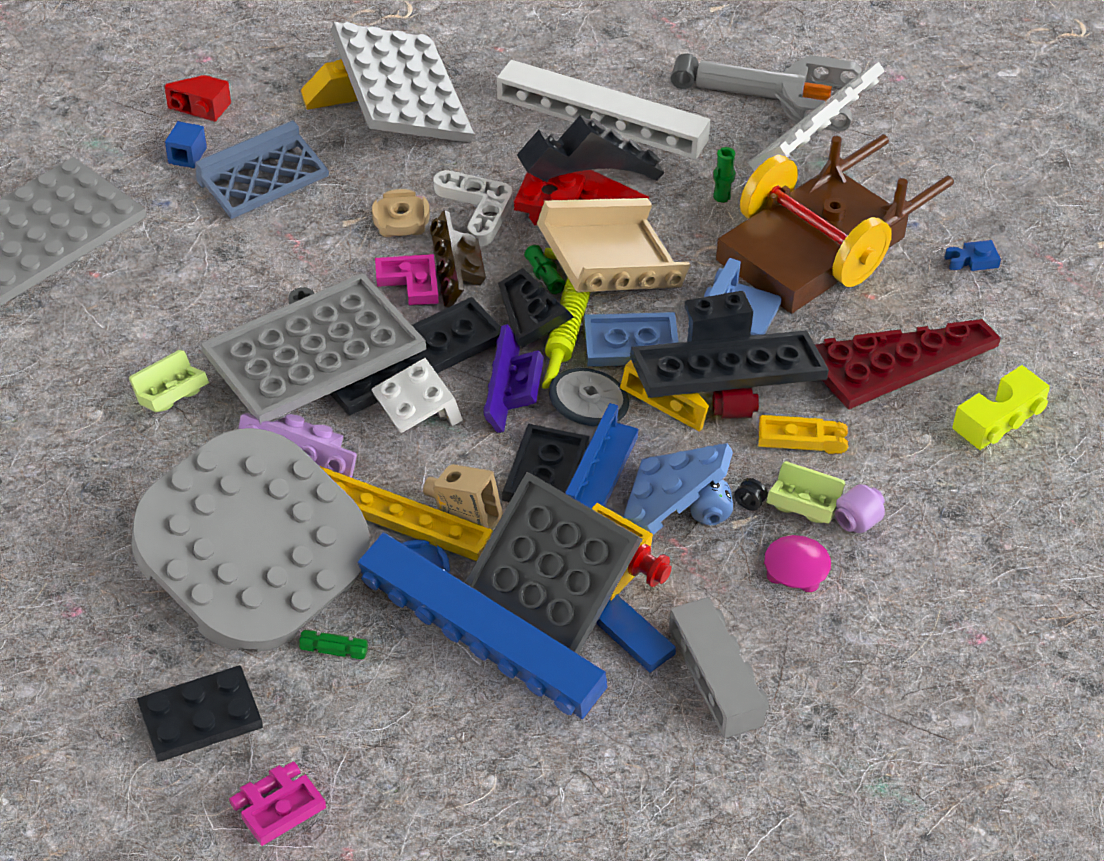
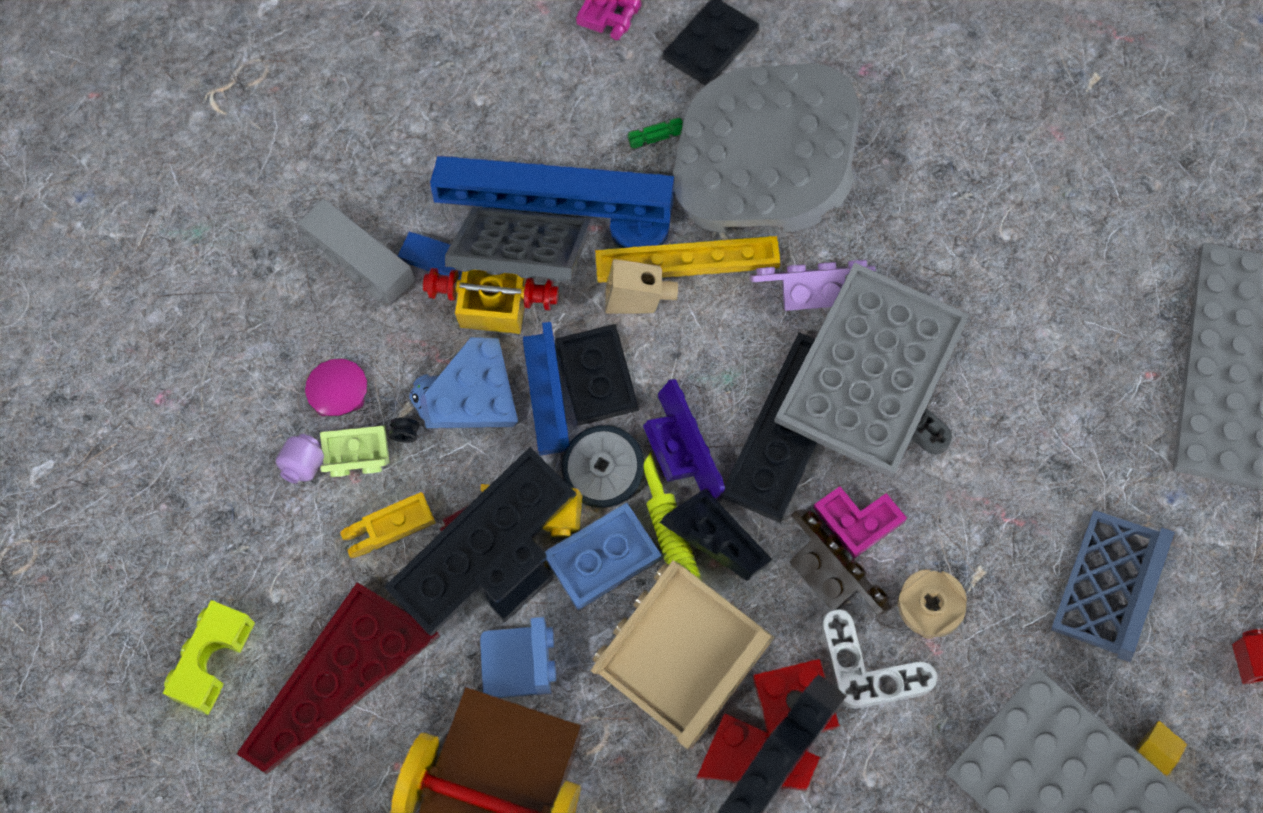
camera: 155 degrees right, 20 degrees up
(167, 382) = (967, 278): yellowish green bracket -> none
(185, 144) = (1218, 573): blue brick -> none
(416, 396) = (744, 371): white bracket -> none
(537, 259) = (742, 602): green pin -> none

